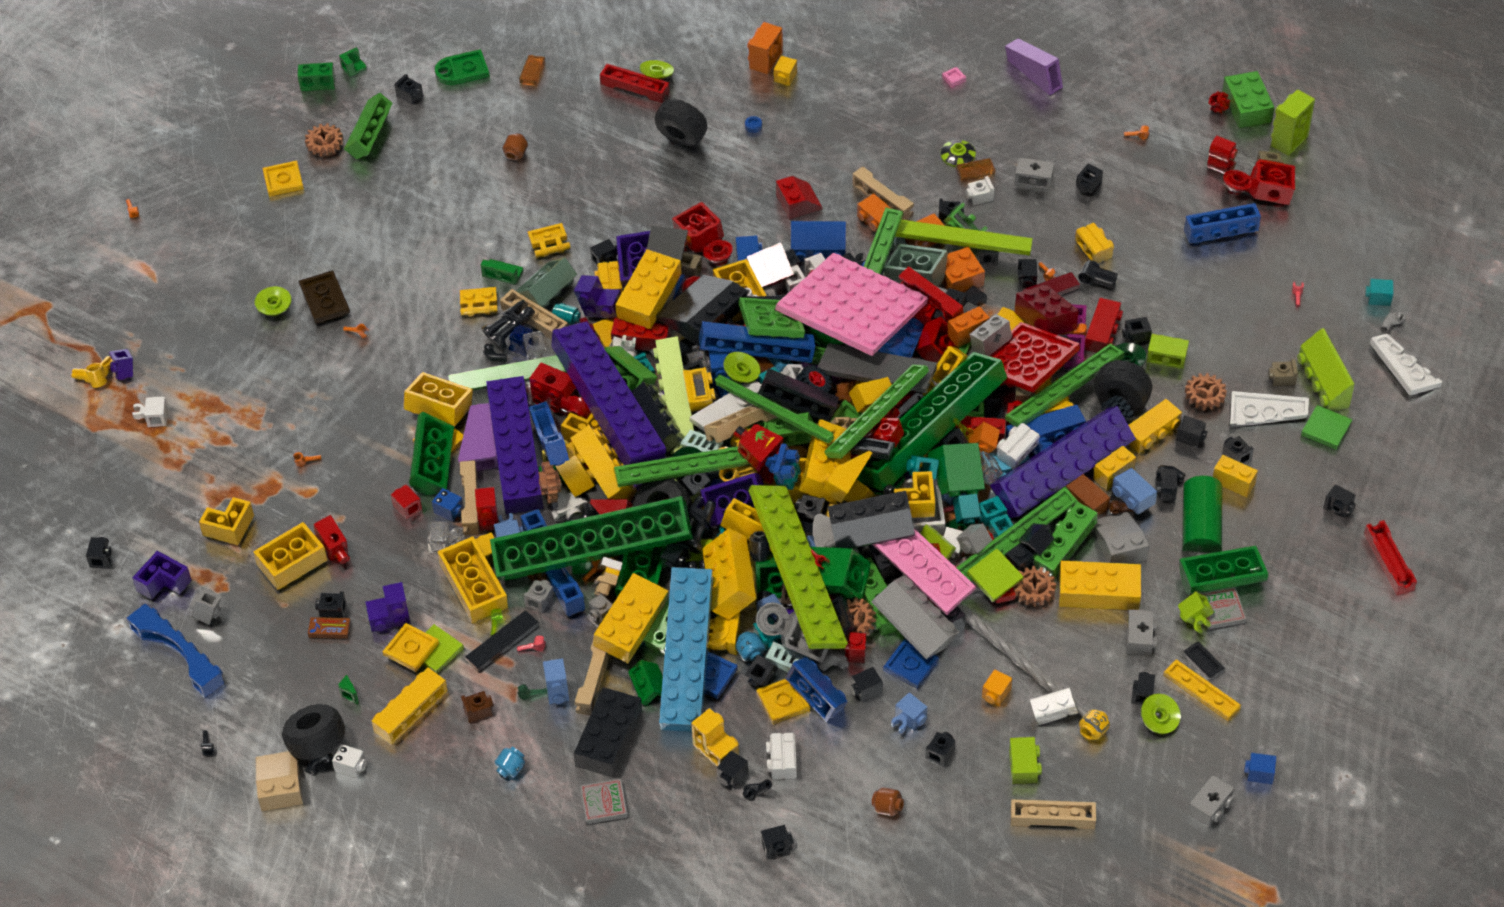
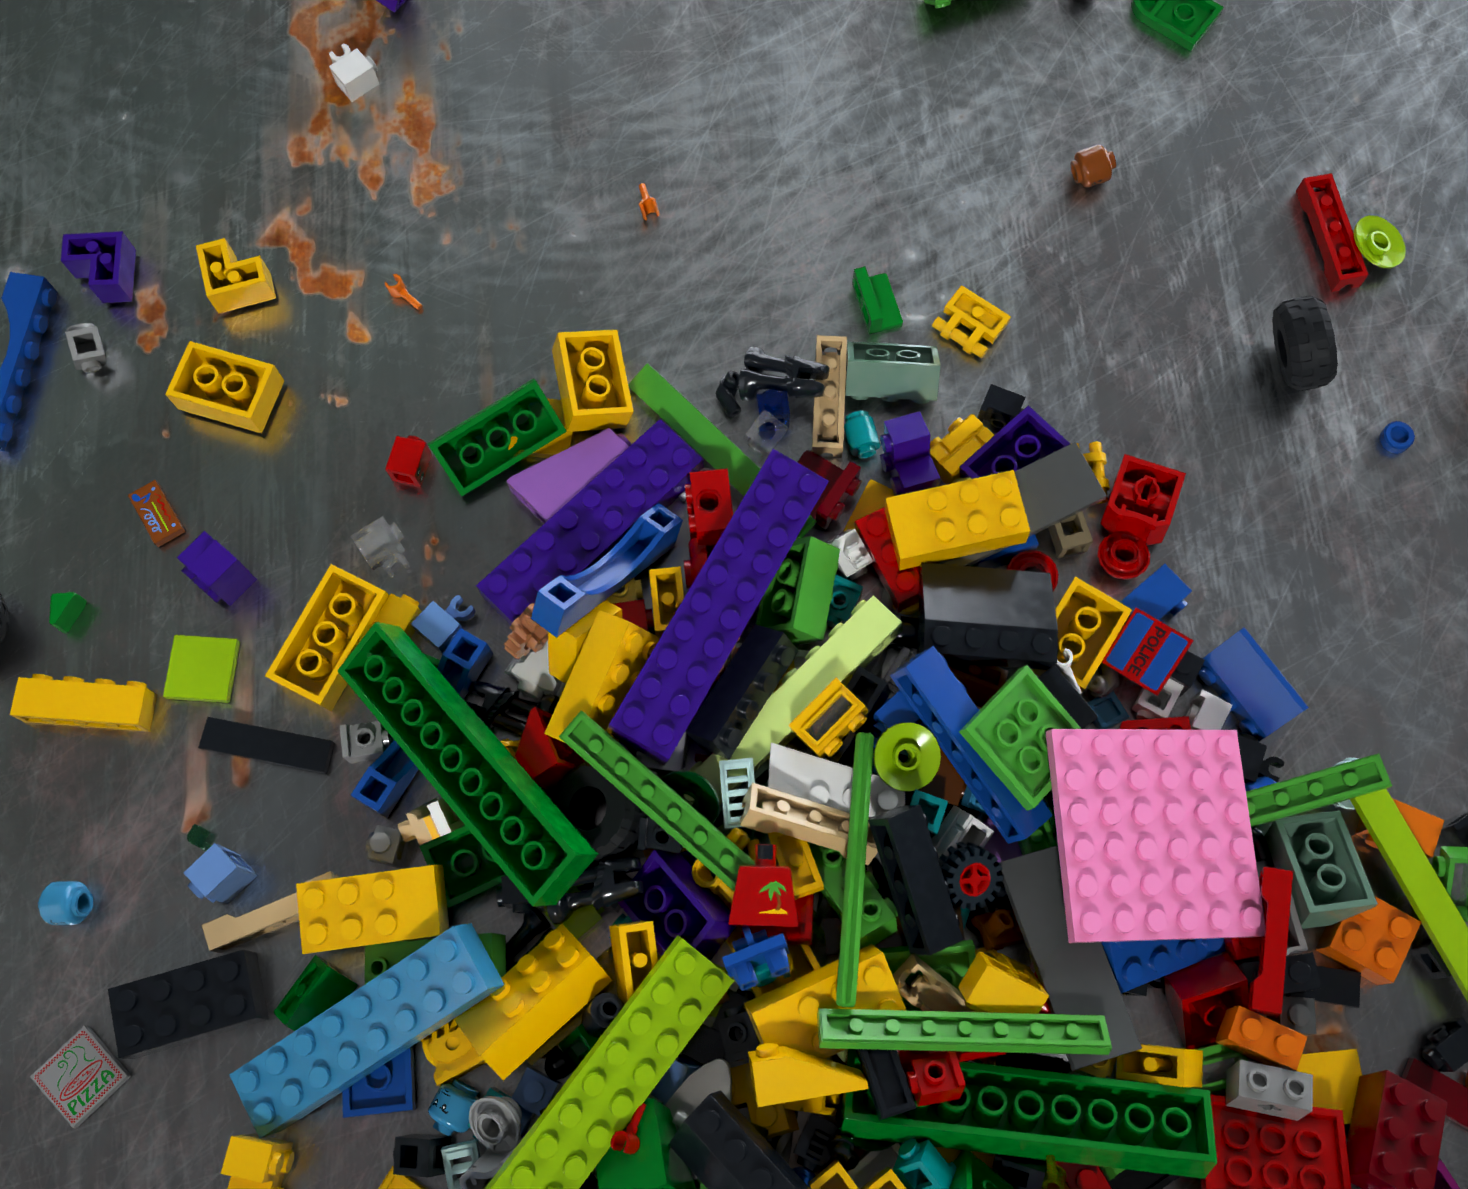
camera: 55 degrees right, 20 degrees up
(98, 553) = (102, 169): black brick -> none
(273, 301) = (615, 66): lime dish -> none
(324, 296) = (670, 126): dark brown plate -> none
(331, 605) = (187, 491): black brick -> none
(332, 539) = (279, 418): red torso -> none
(410, 647) = (176, 638): yellow tile -> none
(447, 505) = (437, 517): blue brick -> none
(469, 481) = (437, 559): tan piece -> none
(477, 706) = (125, 783): reddish brown brick -> none
(478, 301) = (809, 304): yellow plate -> none
(486, 508) = (450, 573): red brick -> none
(496, 615) = (298, 707): clear neon green hand -> none
(532, 70) = (1244, 92): clear orange tile -> none
(538, 645) = (291, 797): coral hand -> none
(796, 197) = (1314, 594): red slope -> none
(865, 183) = (1417, 751): tan piece -> none
(871, 211) = (1375, 728): orange brick -> none

